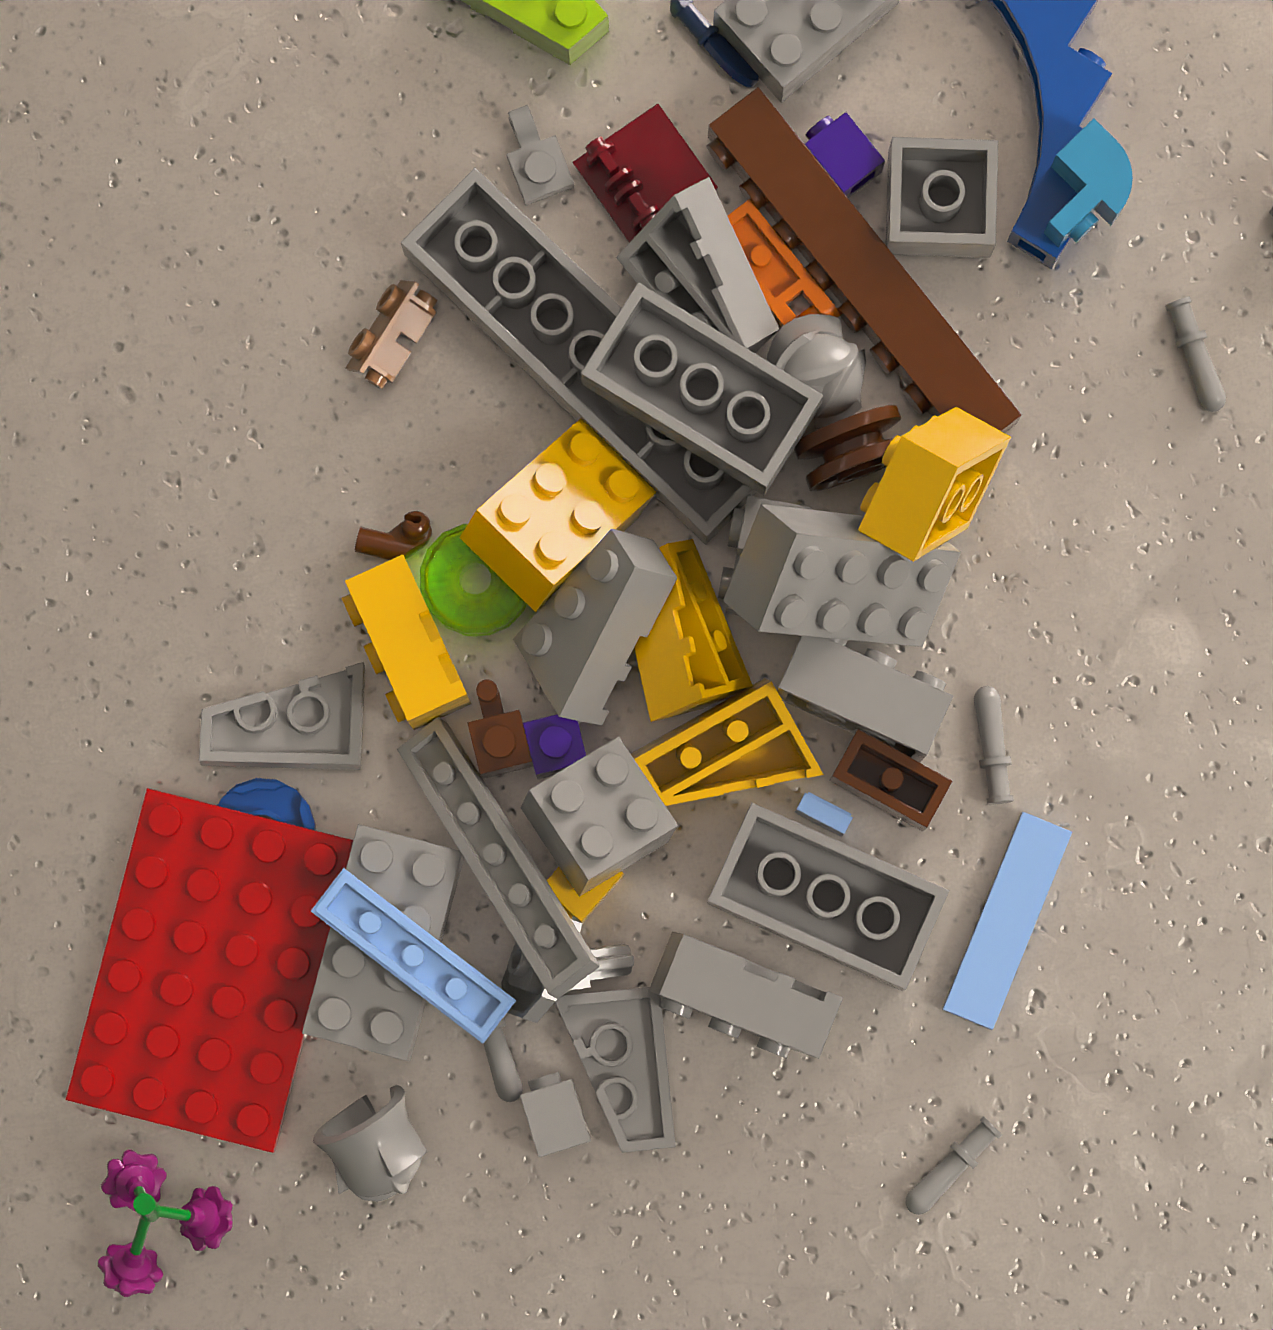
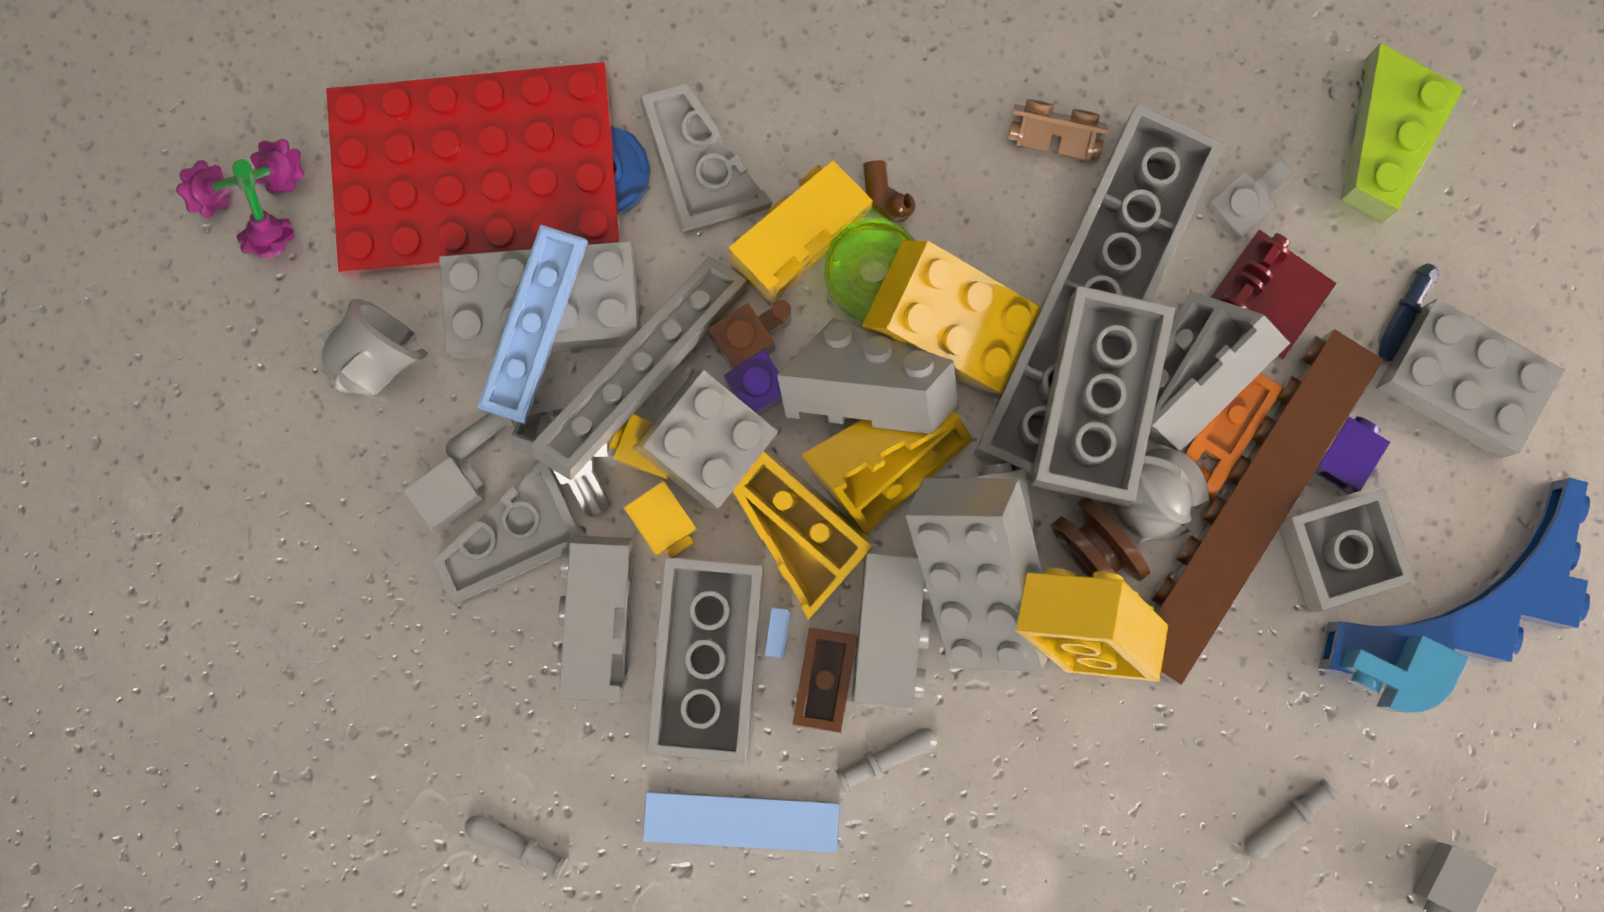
camera: 70 degrees right, 0 degrees up
(665, 894) = (662, 521): none -> yellow brick

